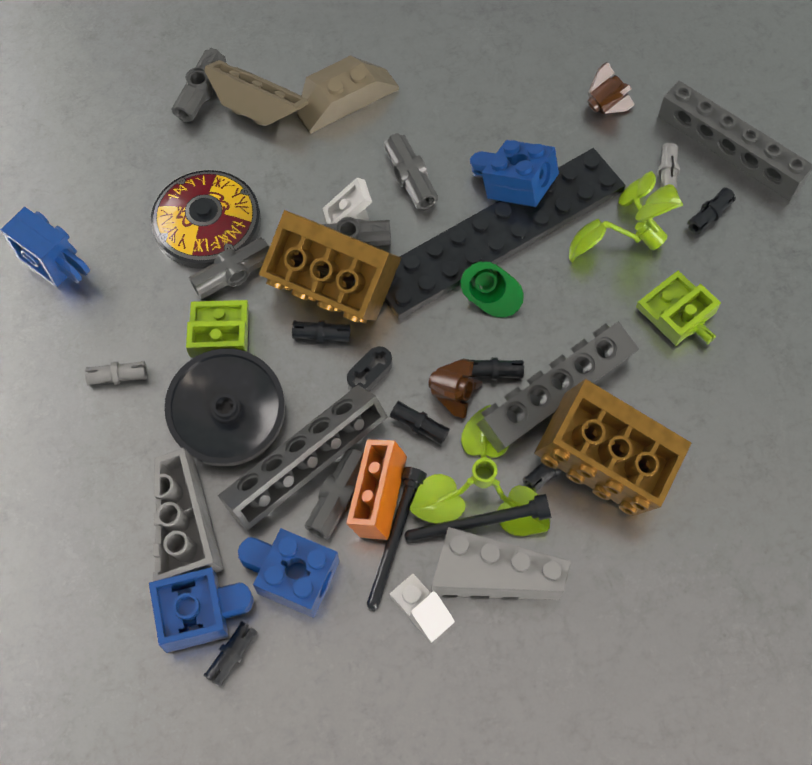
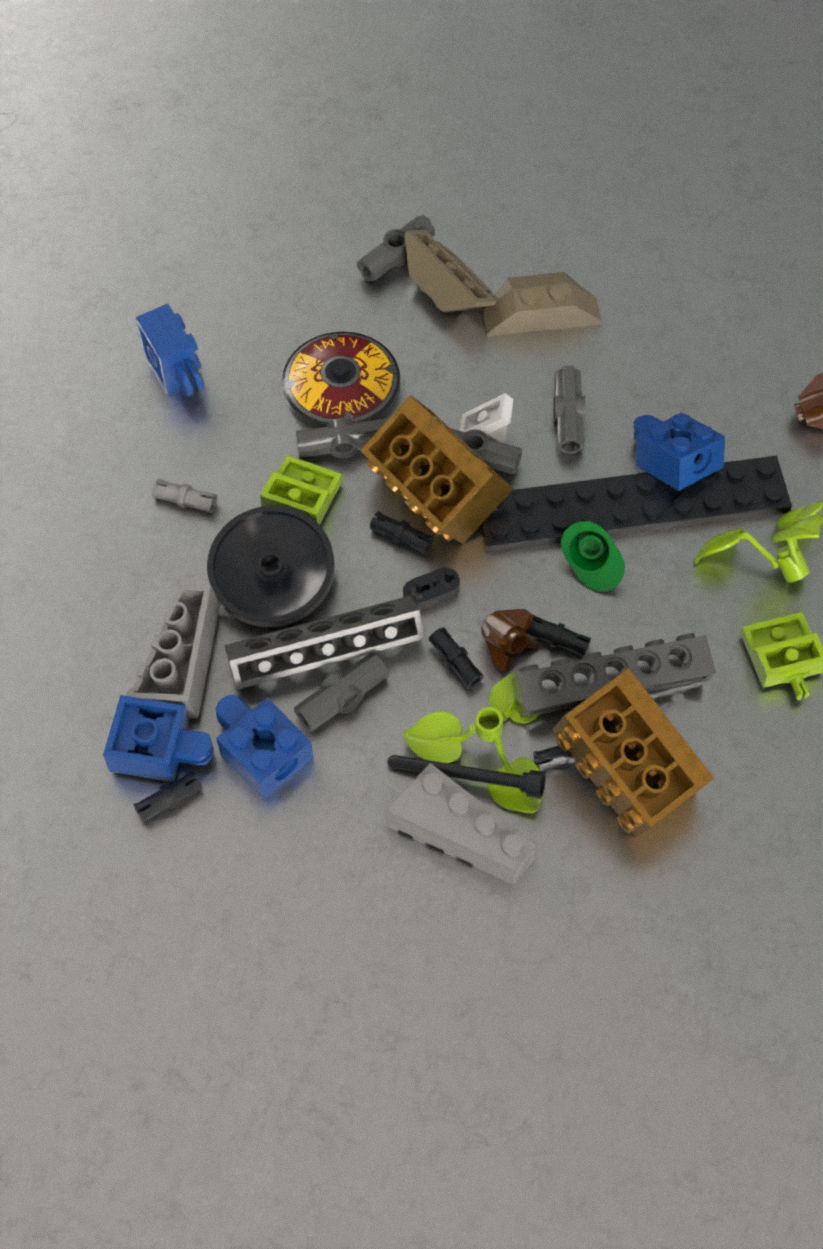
camera: 25 degrees right, 5 degrees down
(377, 489) = (379, 701): orange brick -> none
(411, 481) = (420, 707): black piece -> none
(422, 607) = (371, 833): white slope -> none

